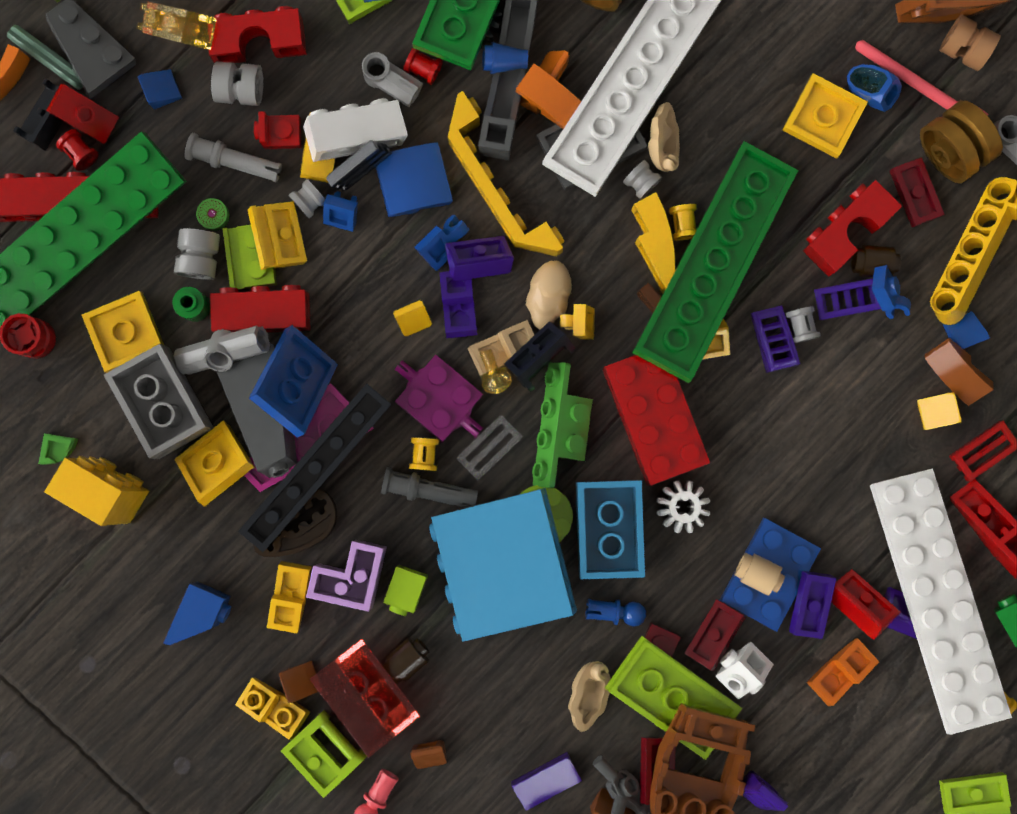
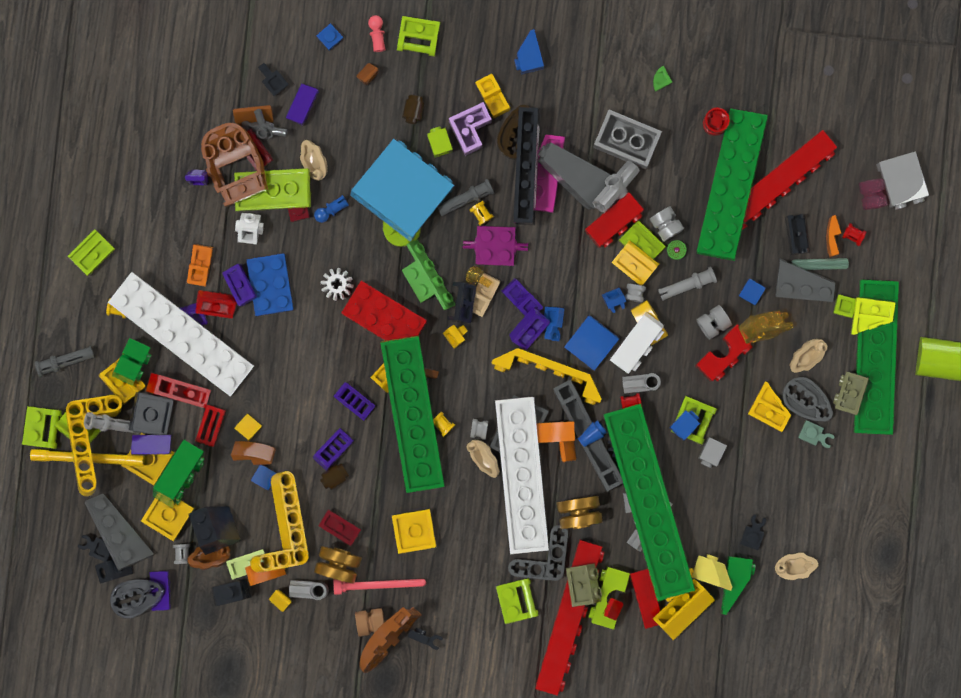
camera: 140 degrees right, 0 degrees up
(77, 149) = (767, 229): red bush -> none
(82, 113) = (776, 248): red plate -> none
(97, 490) = (619, 76): yellow brick -> none
(122, 330) = (673, 159): yellow plate -> none
(200, 308) = (649, 203): green brick -> none
(214, 463) = (578, 131): yellow plate -> none
(271, 707) = (459, 38): yellow slope -> none
(278, 131) = (676, 315): red bracket -> none
(293, 381) = (568, 198): blue plate -> none
(296, 681) = (456, 60): dark orange slope -> none
(358, 165) = (622, 327): black tile -> none
(364, 698) = (419, 76): clear red slope -> none
(412, 318) = (538, 274): yellow slope -> none
(508, 429) = (450, 257): clear tile -> none
(549, 293) = (481, 338): tan arm -> none
(610, 529) = (364, 245): dark azure brick -> none
(656, 242) = (448, 403): yellow slope -> none
(715, 635) = (275, 234): dark red plate -> none
(759, 573) = (277, 279): tan brick -> none
(803, 324) = (345, 418): light grey bush -> none
(870, 207) = (358, 501): red arch -> none
(874, 85) = (400, 563): blue rock -> none
(887, 292) = (318, 462): blue plate -> none

